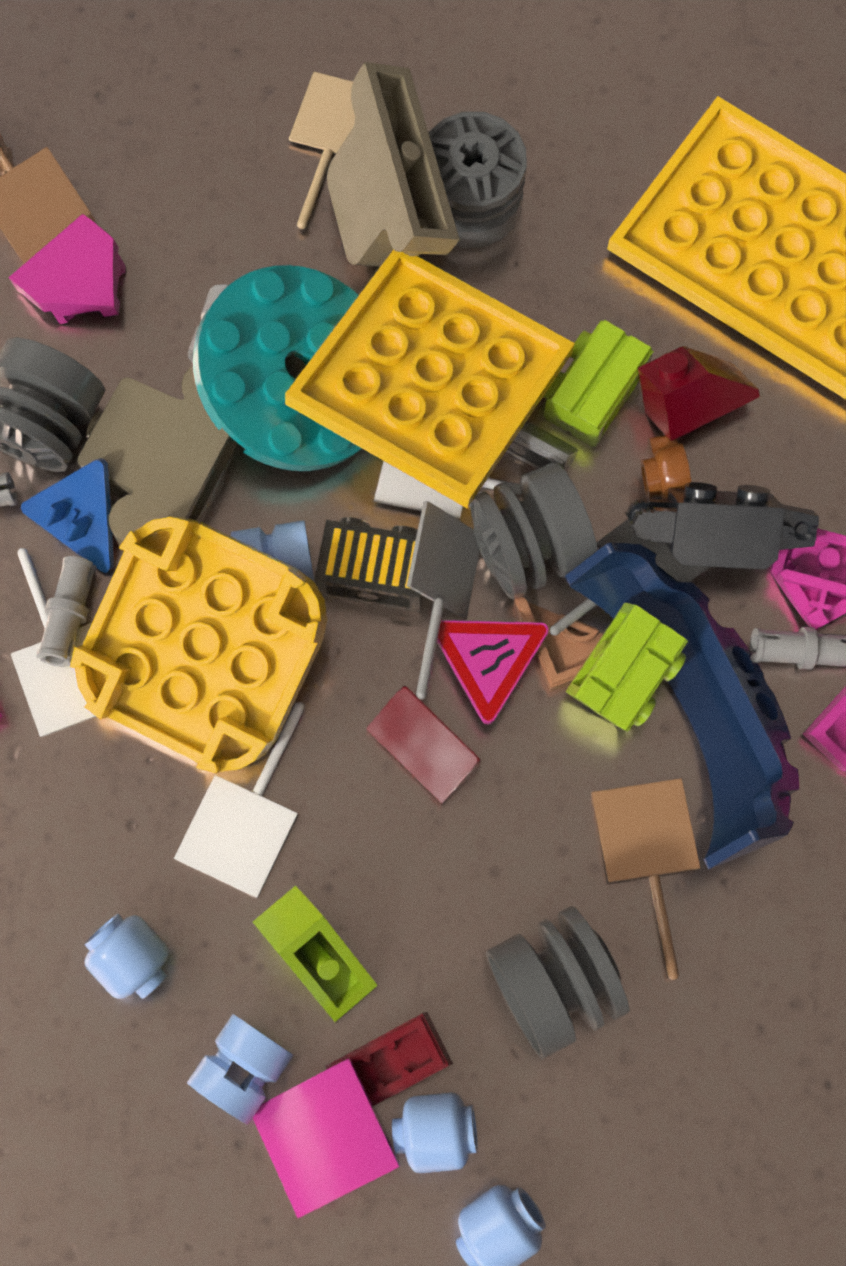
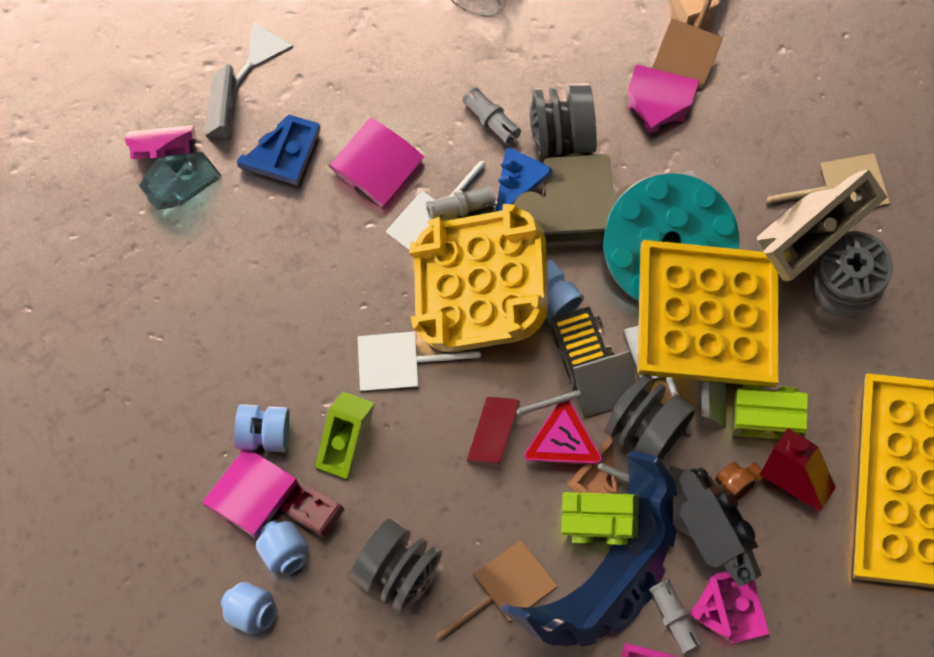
camera: 65 degrees right, 5 degrees down
(126, 957) = (290, 339): light blue head -> none

